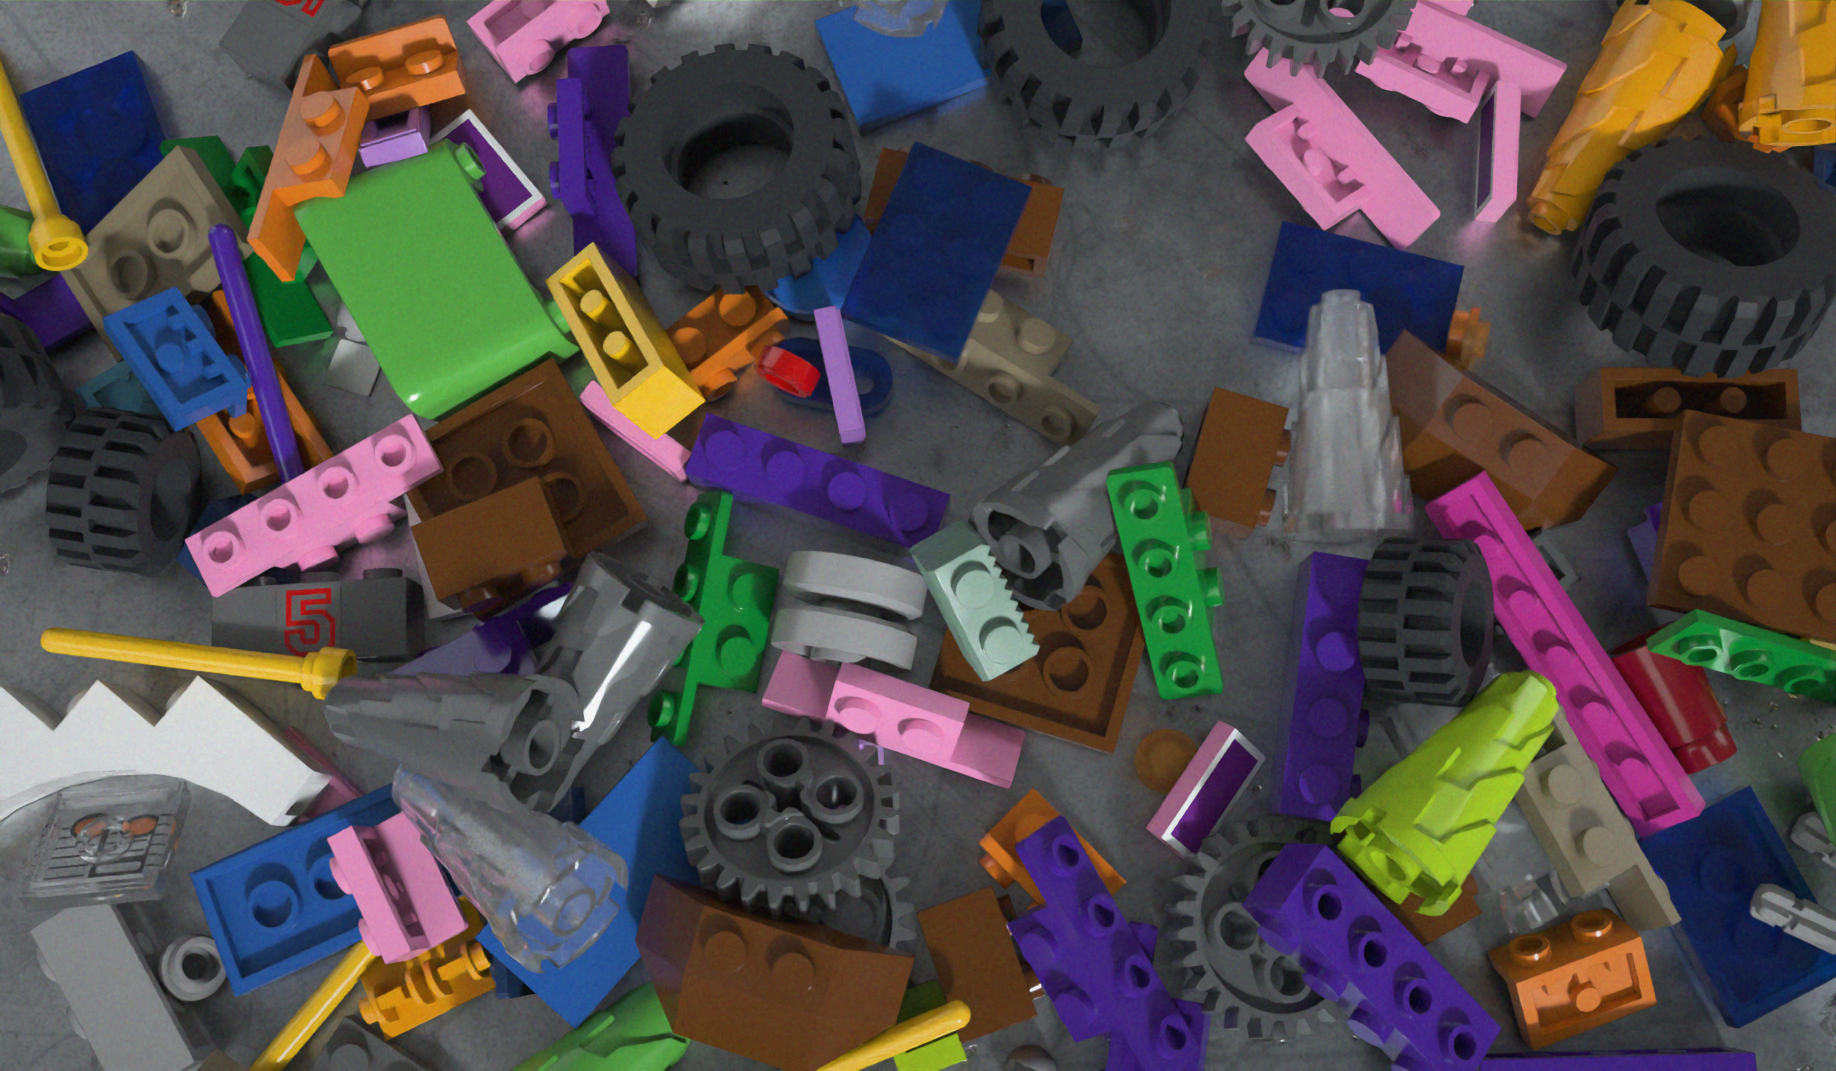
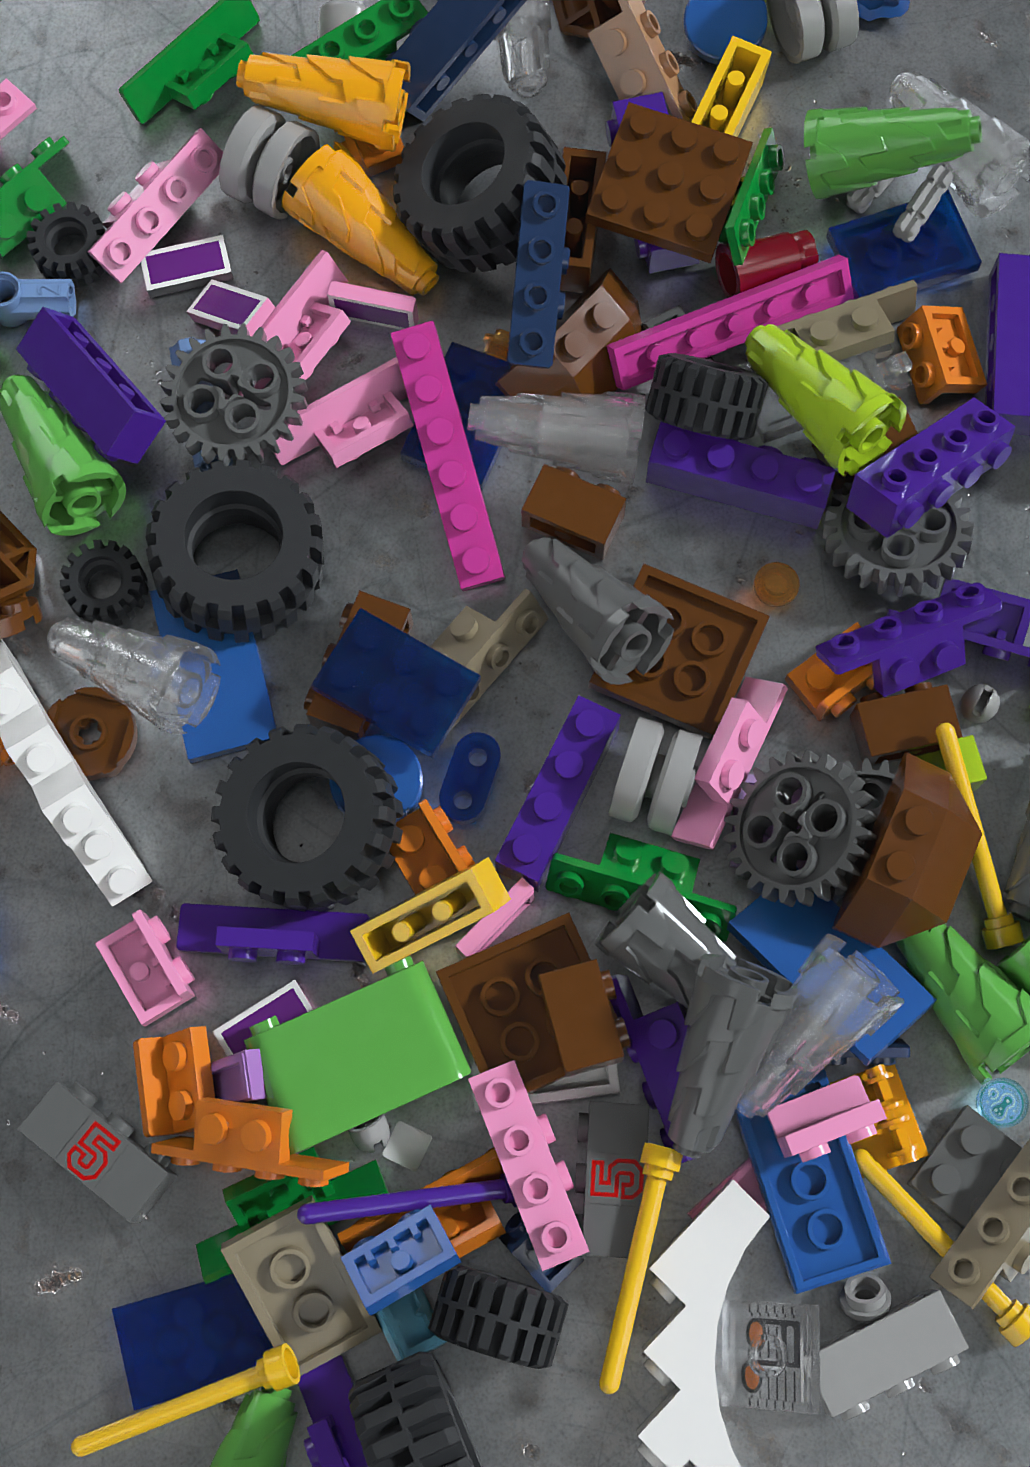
camera: 85 degrees left, 5 degrees down
(787, 371) = (470, 800): red tile -> none
(840, 376) = (479, 762): medium lavender tile -> none
(975, 599) = (660, 682): brick -> none
(1170, 576) = (658, 555): green bracket -> none
(1206, 790) = (800, 560): tile -> none
(1286, 277) = (448, 456): none -> dark pink plate
(1568, 347) = (538, 274): none -> dark blue bracket

